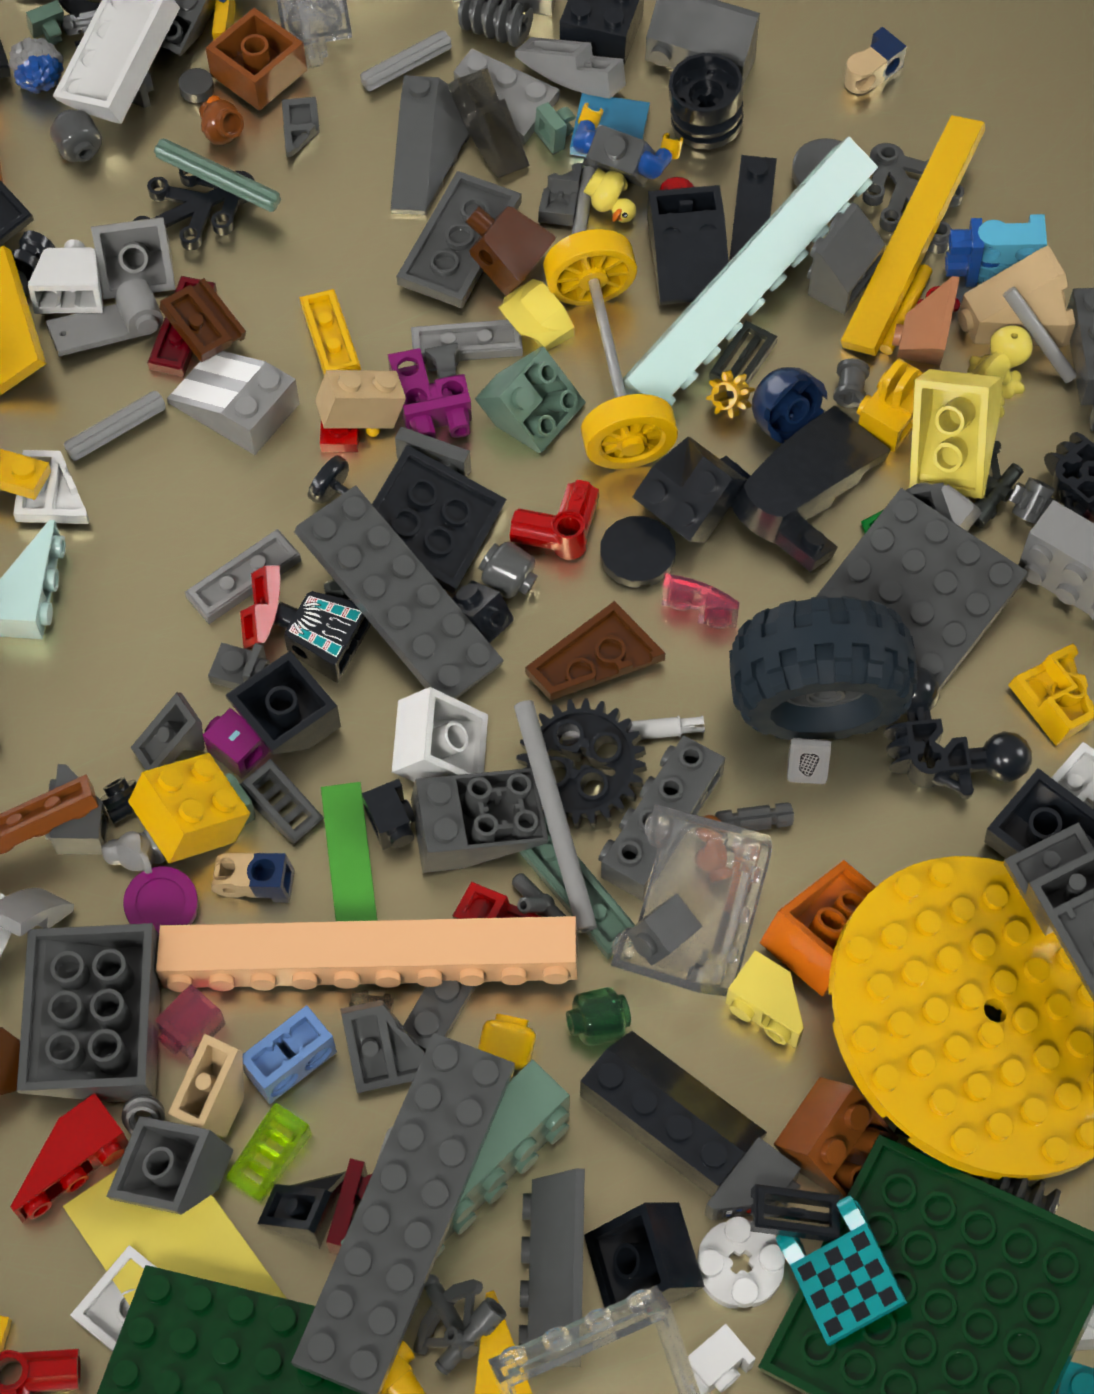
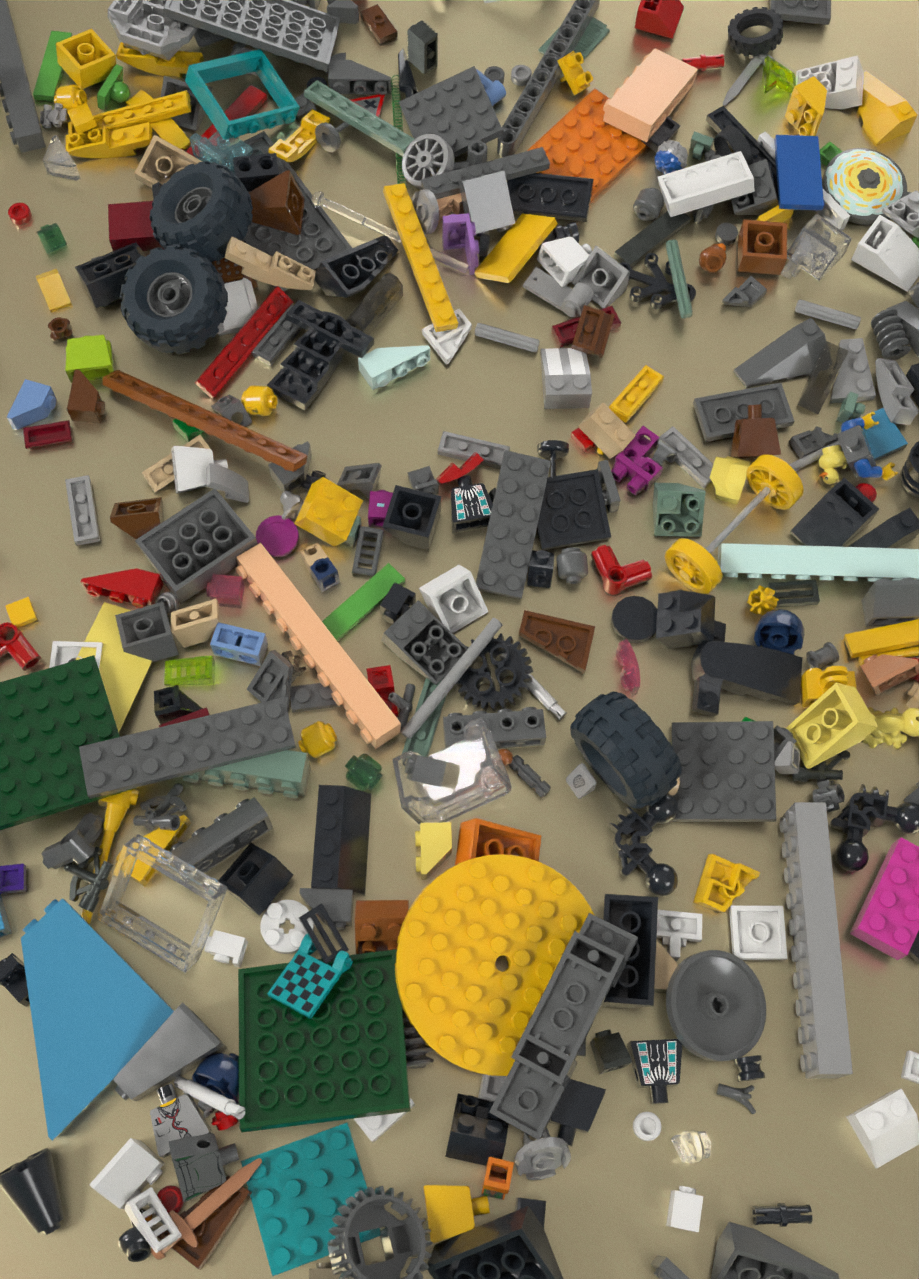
camera: 50 degrees right, 5 degrees up
(124, 168) = (651, 238): none -> pearl dark grey tile

